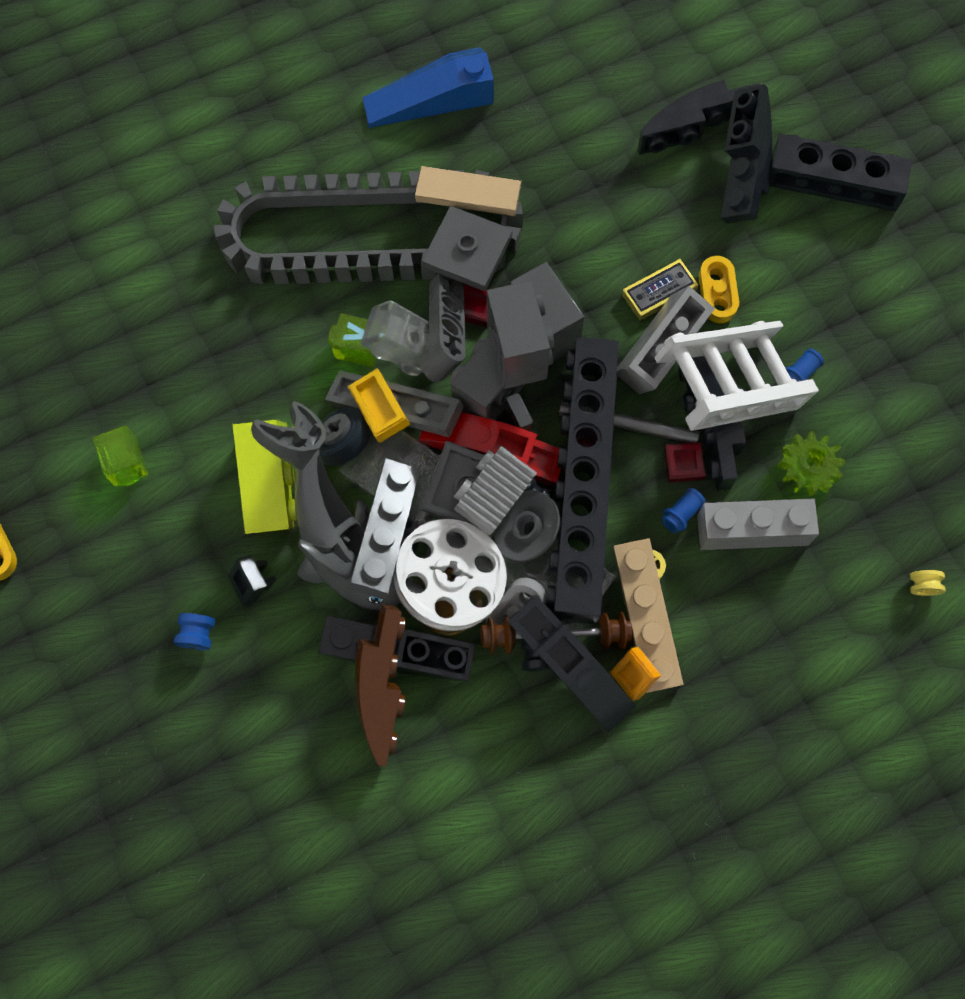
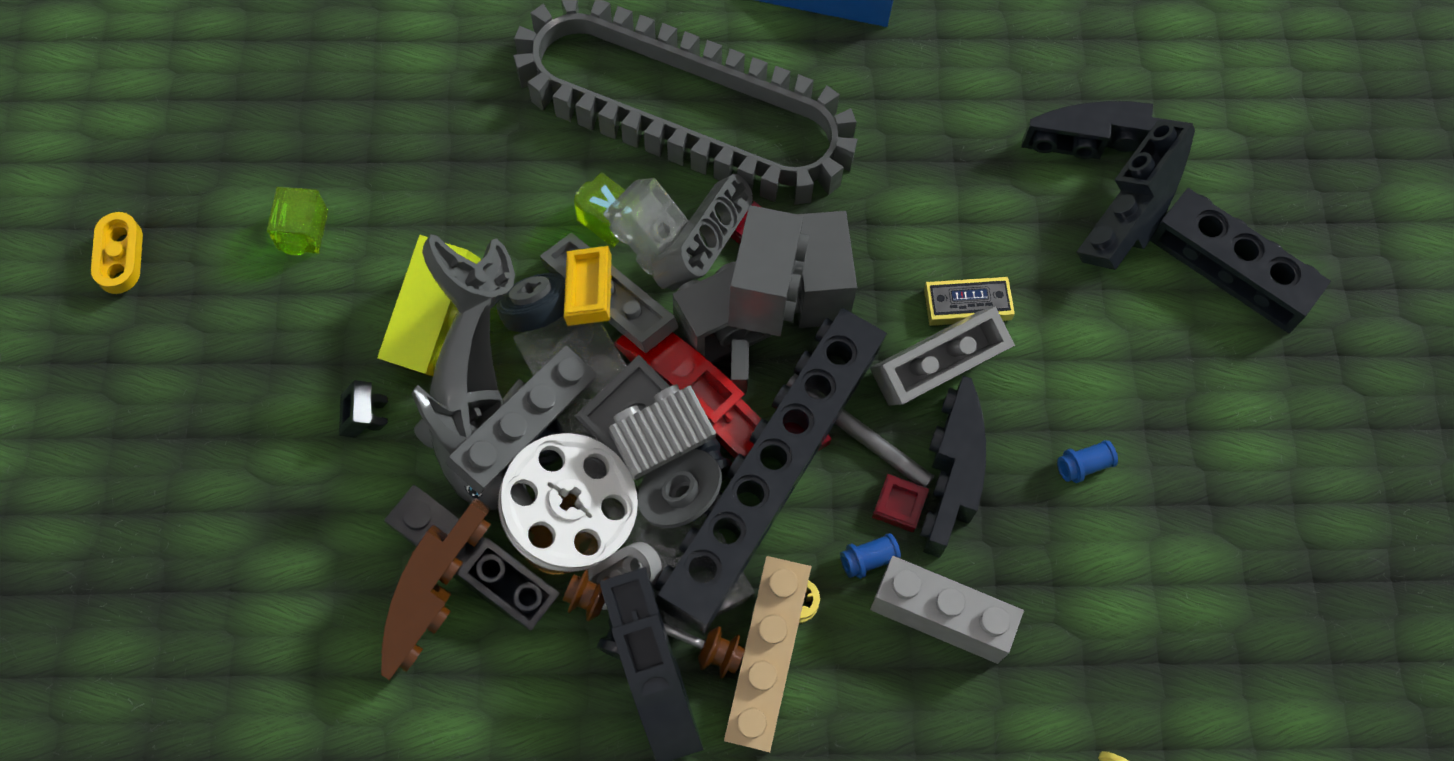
camera: 20 degrees right, 5 degrees down
(194, 631) = (272, 437): blue wheel -> none
(467, 248) = (772, 162): dark grey plate -> none
(468, 191) = (805, 103): tan tile -> none
(635, 673) = (720, 712): light orange tile -> none
(722, 291) = (1036, 332): yellow plate -> none
(735, 404) = (984, 460): white fence -> none
(811, 476) = (1036, 583): clear neon green gear -> none

